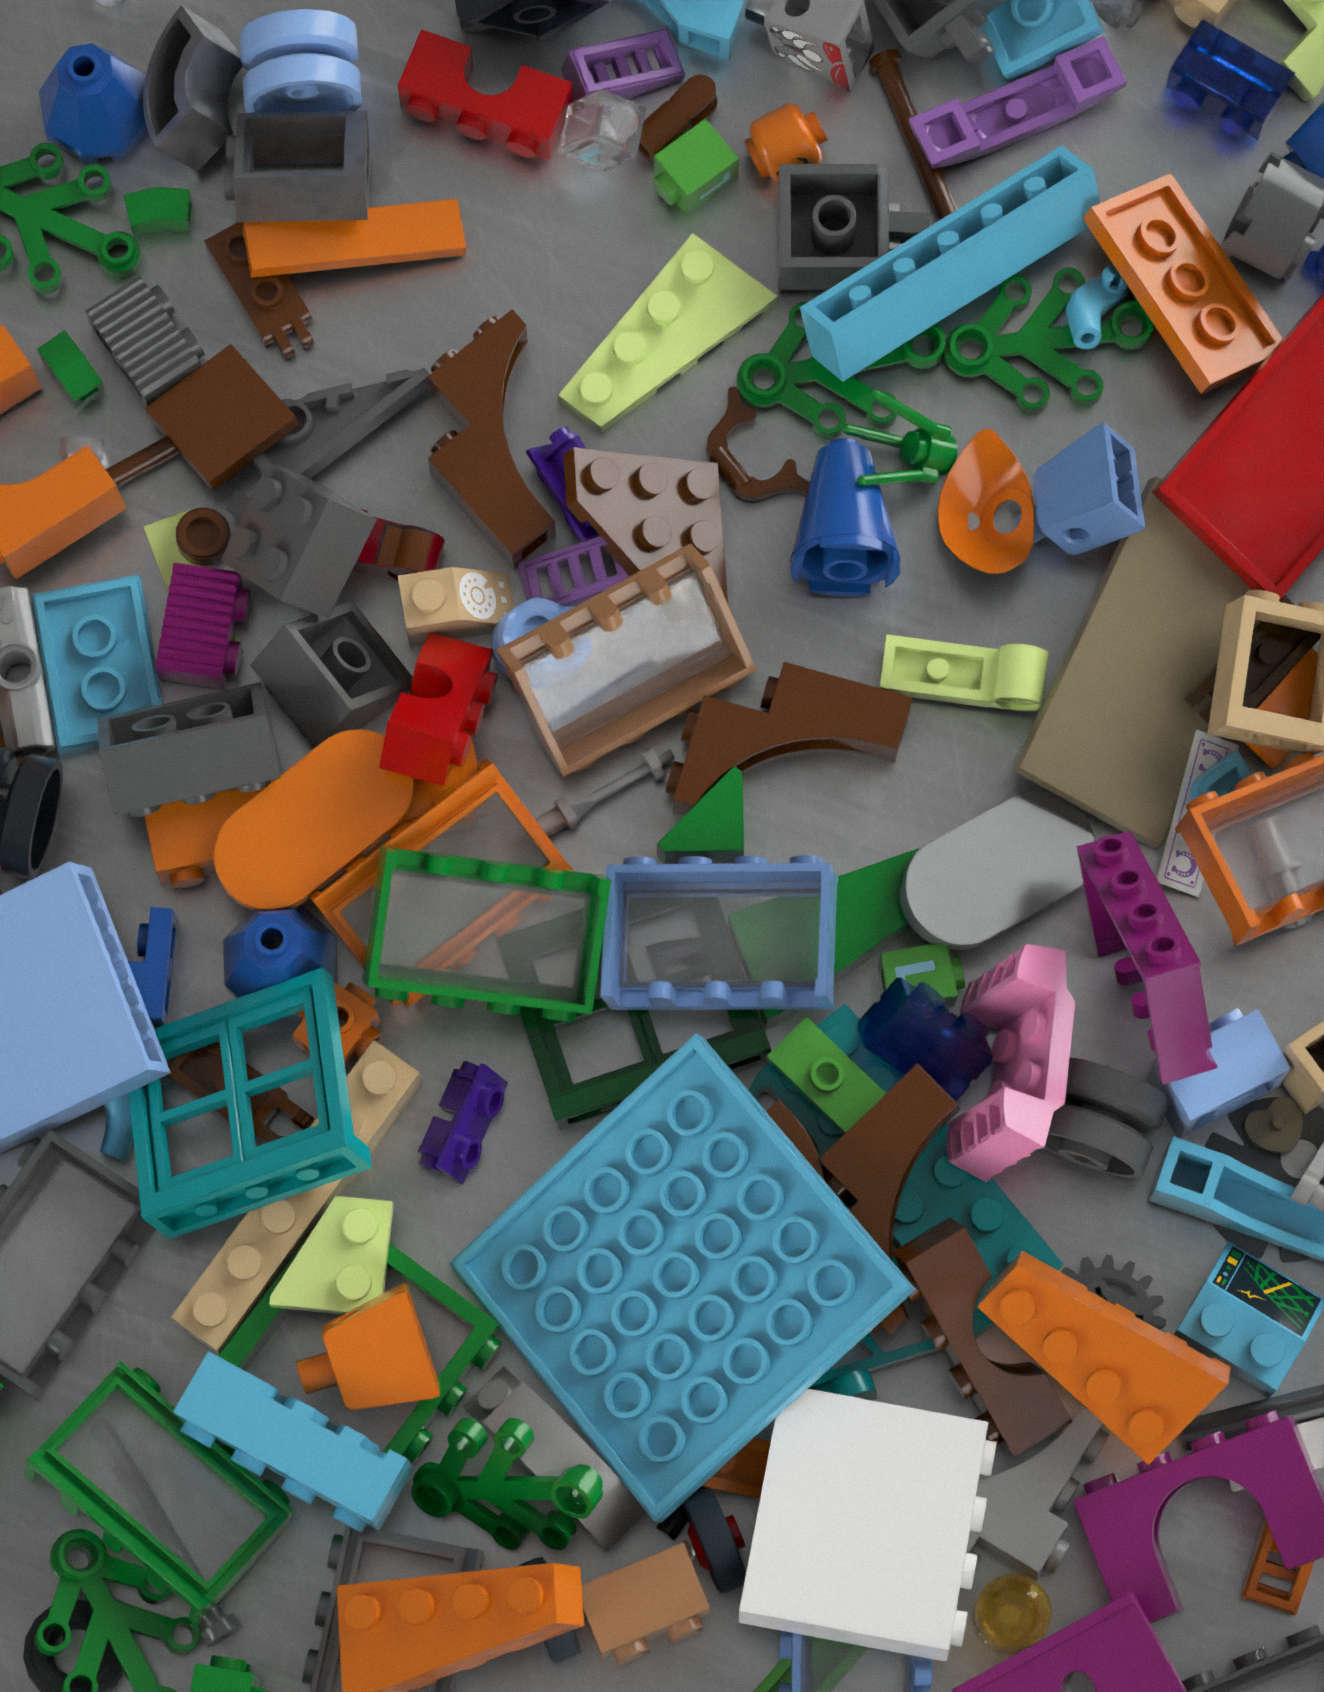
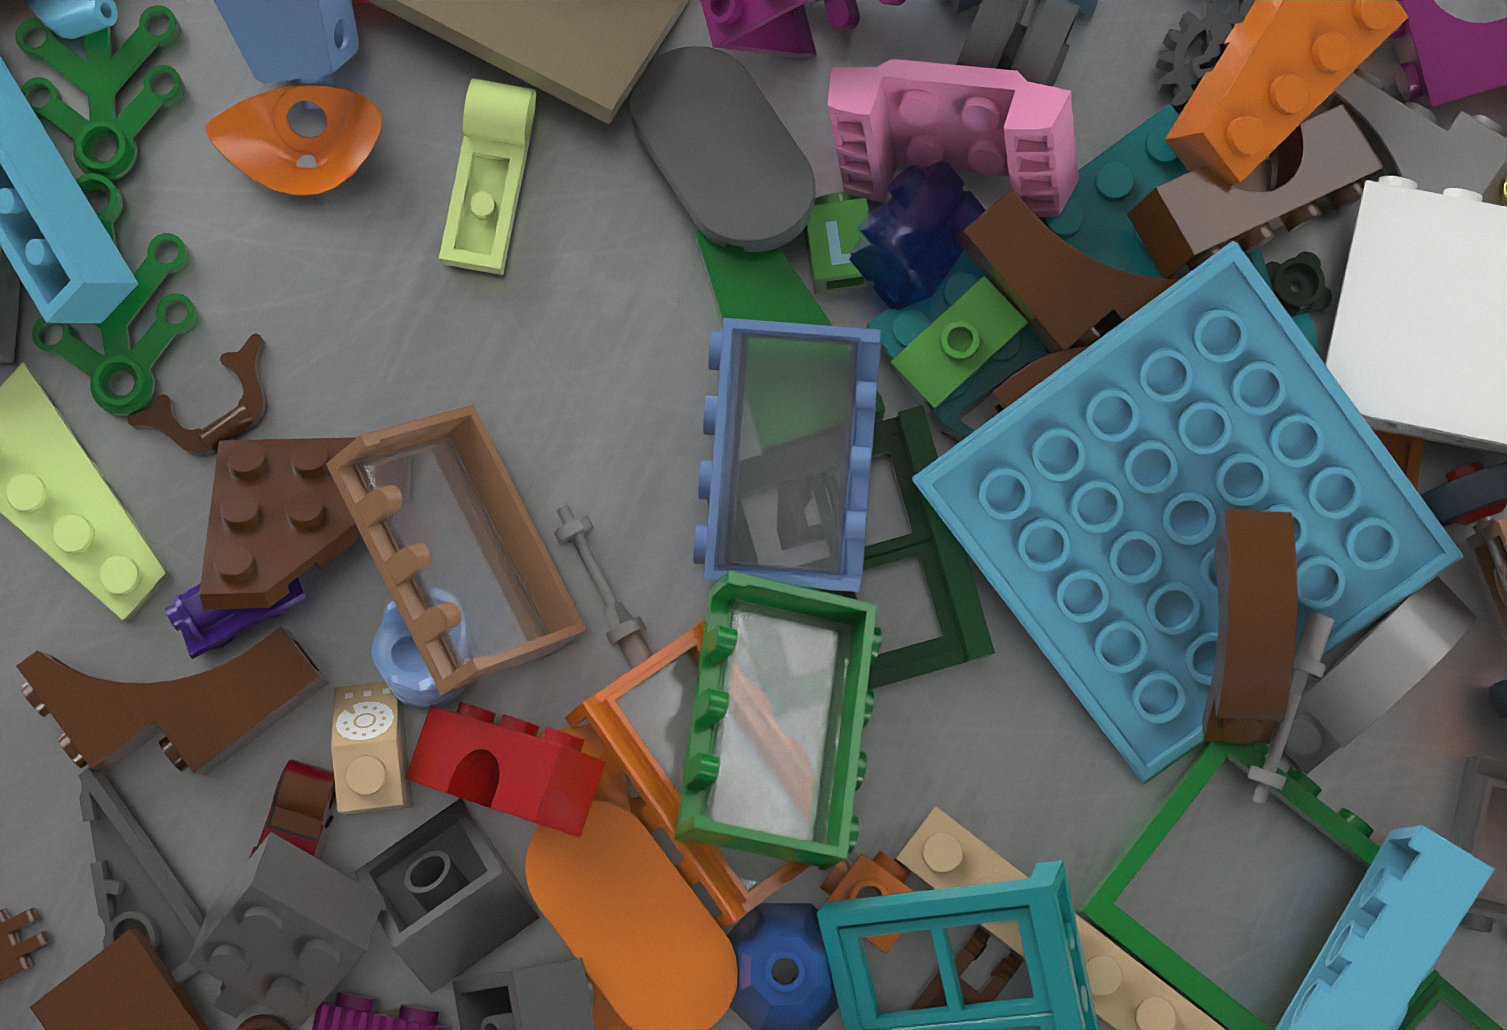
camera: 85 degrees left, 5 degrees up
(341, 1259) = (1155, 903): yellowish green wing -> none
(374, 1355) = (1274, 866): orange torso -> none
(442, 1490) = (1401, 796): green plant -> none
(456, 1145) = (1004, 769): dark purple hinge -> none
(552, 1383) = (1306, 663): none -> light grey piece
(572, 557) = (319, 611): medium lavender slope -> none
(581, 1323) = (1255, 626): none -> reddish brown arch
(711, 827) = (652, 461): green slope -> none
(804, 715) = (524, 359): reddish brown arch -> none
(843, 526) = (305, 295): blue cone -> none
(910, 1374) = (1306, 271): none -> dark green plate
(927, 450) = (223, 202): green plant -> none

